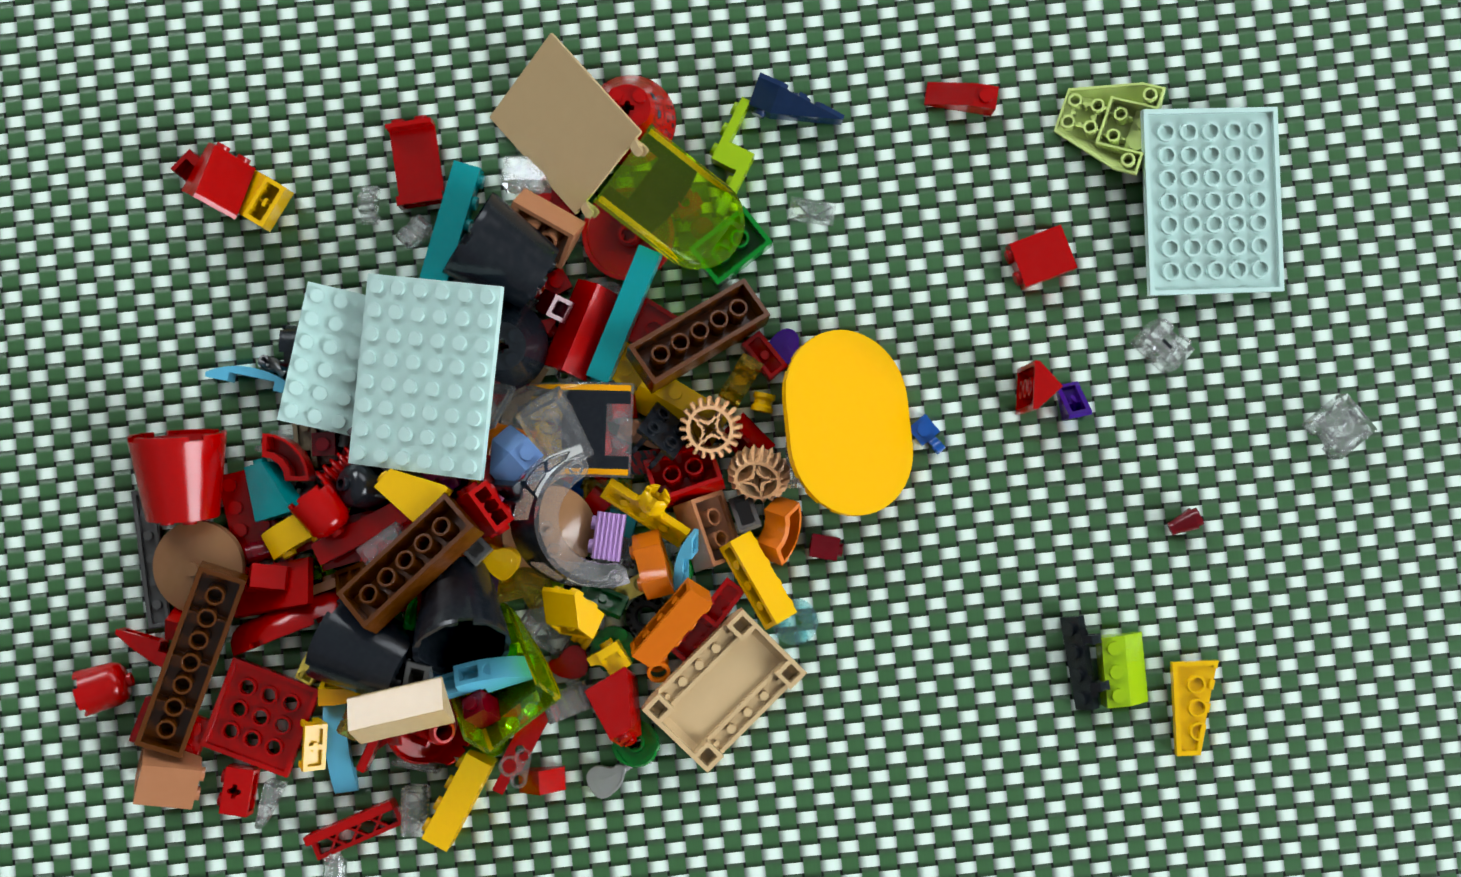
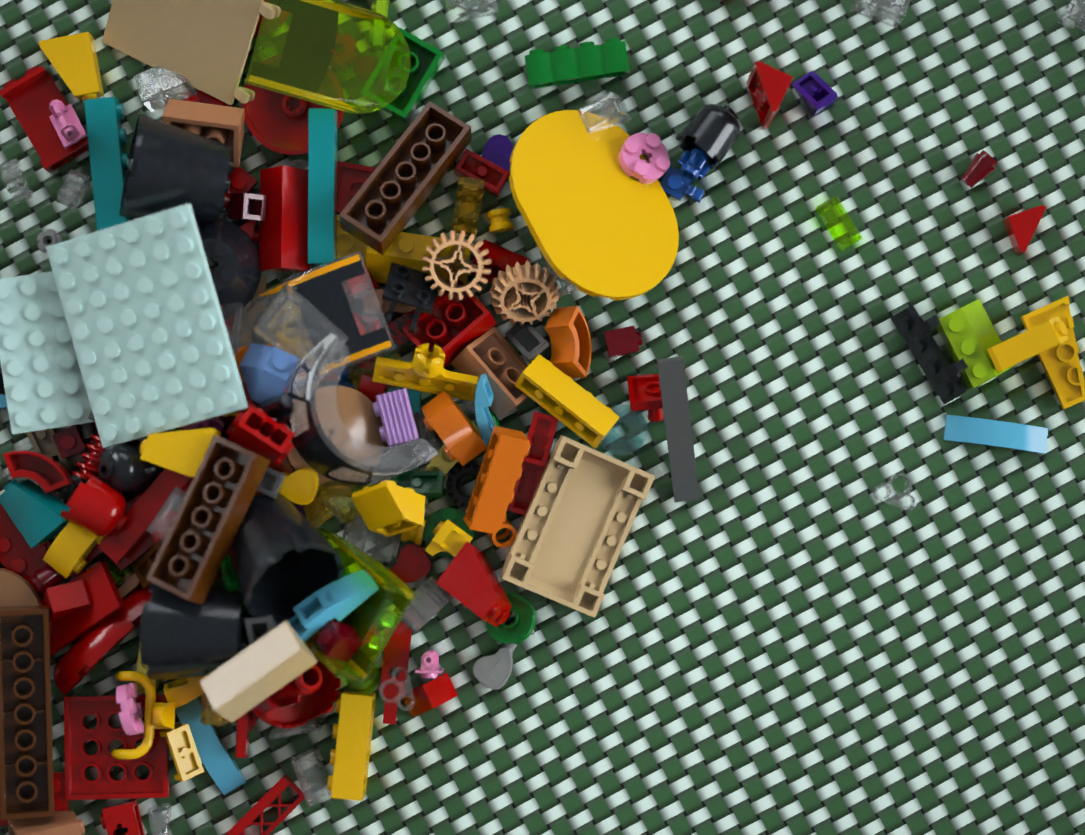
camera: 15 degrees left, 0 degrees up
(283, 693) = (131, 711): none -> bright pink plate
(304, 705) = (156, 715): none -> yellow piece
(373, 261) = (44, 236): none -> light grey plate
(431, 174) = (66, 123): none -> bright pink hinge
(460, 127) = (76, 63): none -> yellow slope
(550, 758) = (429, 665): none -> bright pink hinge
(834, 602) = (646, 395): none -> red tile
(843, 642) = (678, 428): none -> dark grey tile
(881, 297) = (577, 64): none -> green brick
(888, 347) = (605, 112): none -> clear slope
(917, 396) = (655, 151): none -> bright pink plate
(946, 421) = (694, 164): none -> blue gear
(970, 402) = (711, 131): none -> black cylinder
(1002, 772) = (895, 498): none -> clear piece
(1048, 519) = (838, 223): none -> clear neon green tile
(1109, 752) = (995, 433): none -> medium azure slope
(1169, 690) = (1028, 344): none -> yellow slope
(1203, 587) = (1022, 227): none -> red slope

